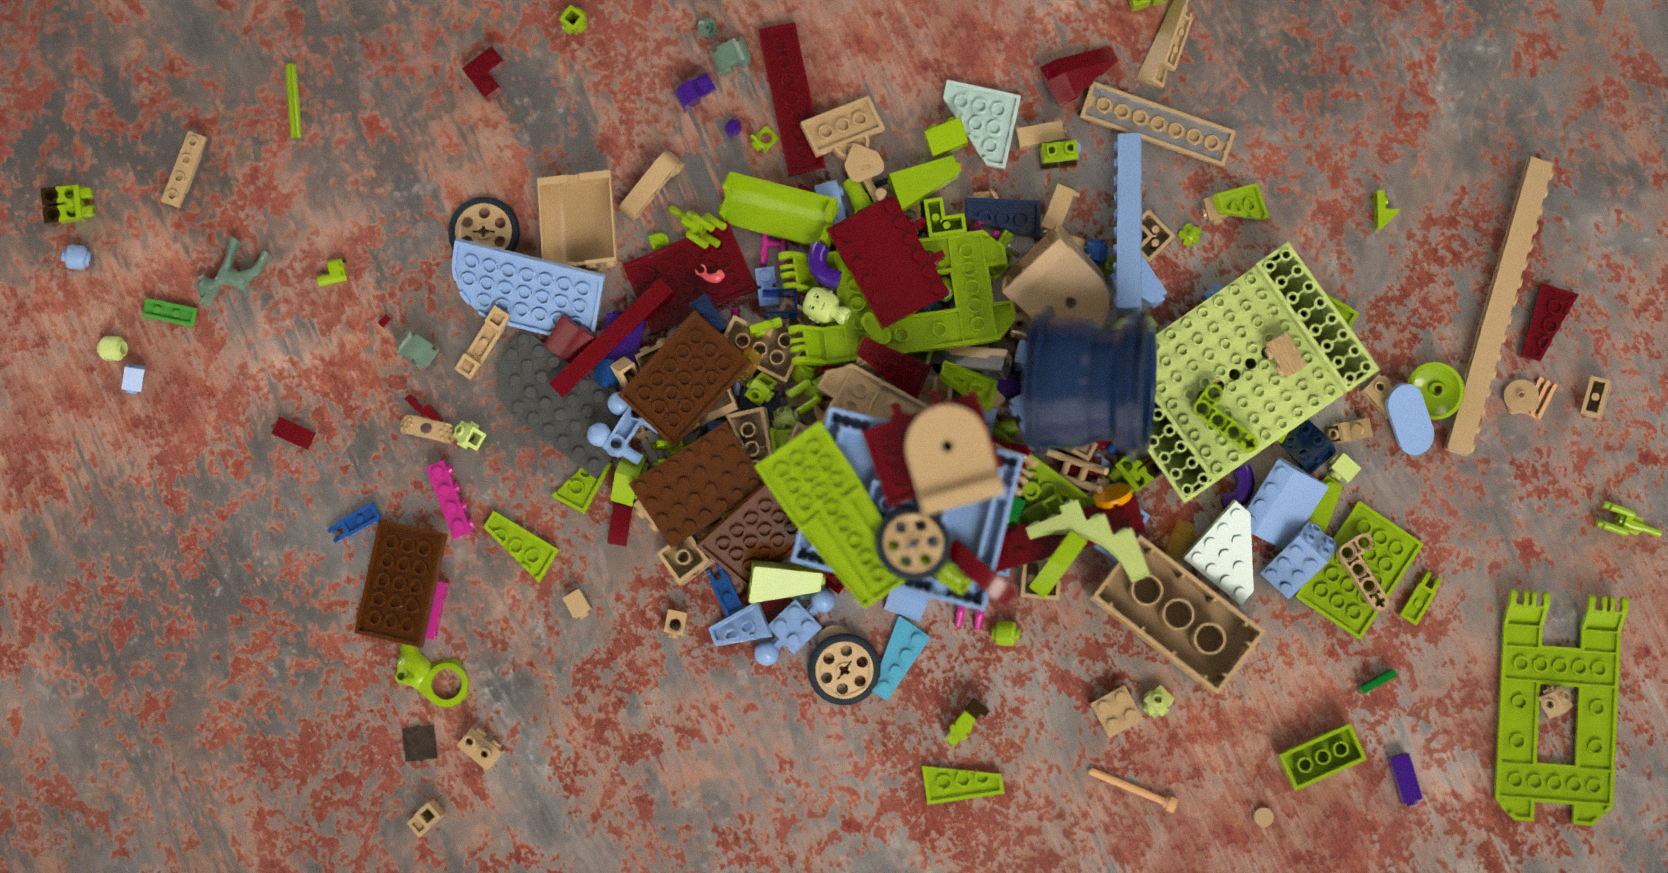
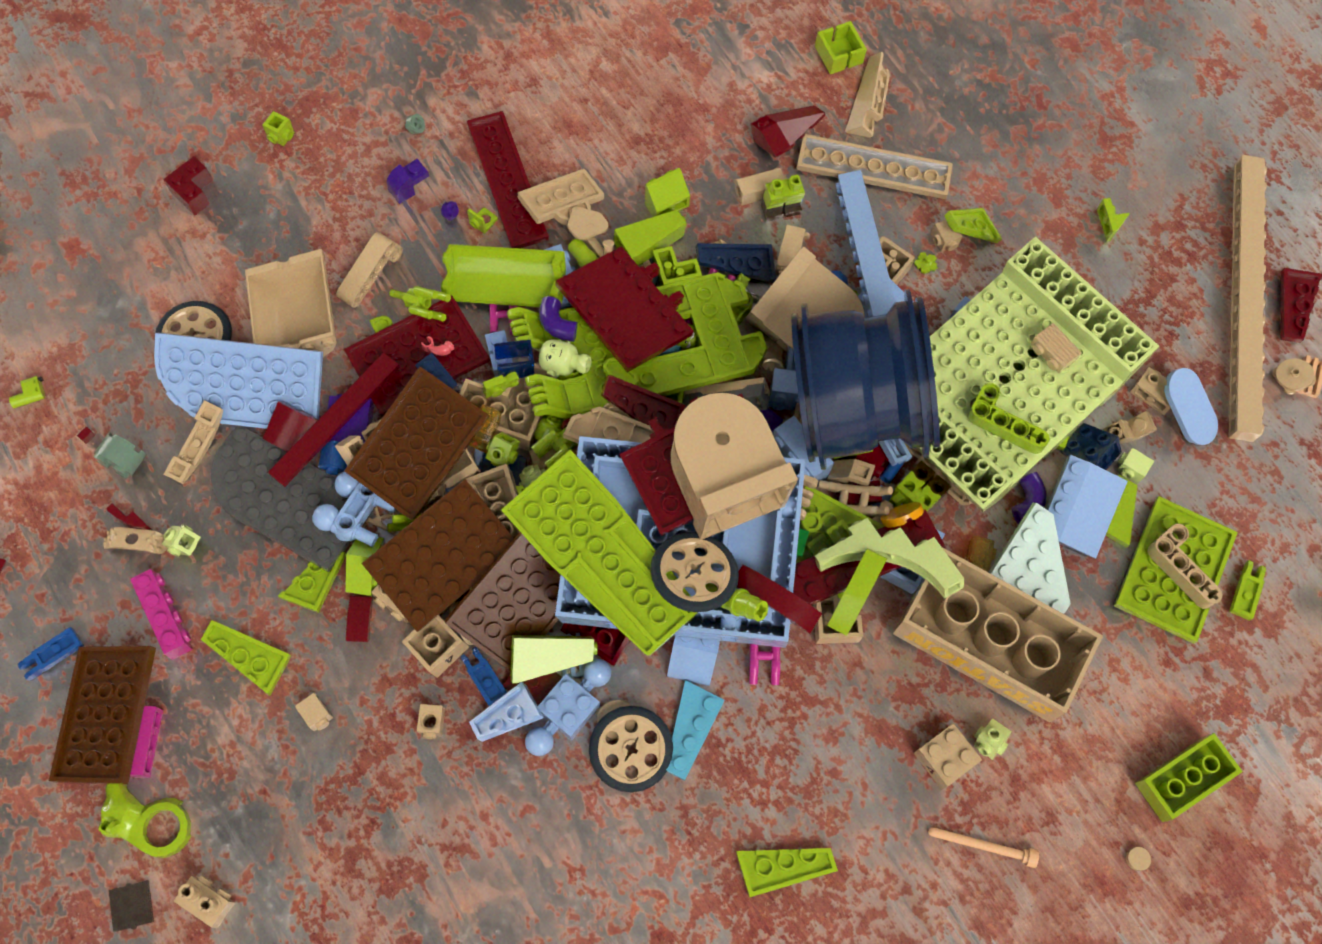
camera: 20 degrees left, 15 degrees down
(731, 55) = (441, 143): sand green brick -> none
(965, 721) = (780, 789): lime hips -> none
(986, 118) = (707, 177): light aqua plate -> none
(1005, 633) = (808, 684): lime head -> none
(1300, 560) = (1112, 565): light blue bracket -> none
(1377, 681) = (1226, 685): green tile -> none
(1405, 779) = (1285, 791): dark purple brick -> none
(1440, 374) = (1221, 366): lime dish -> none

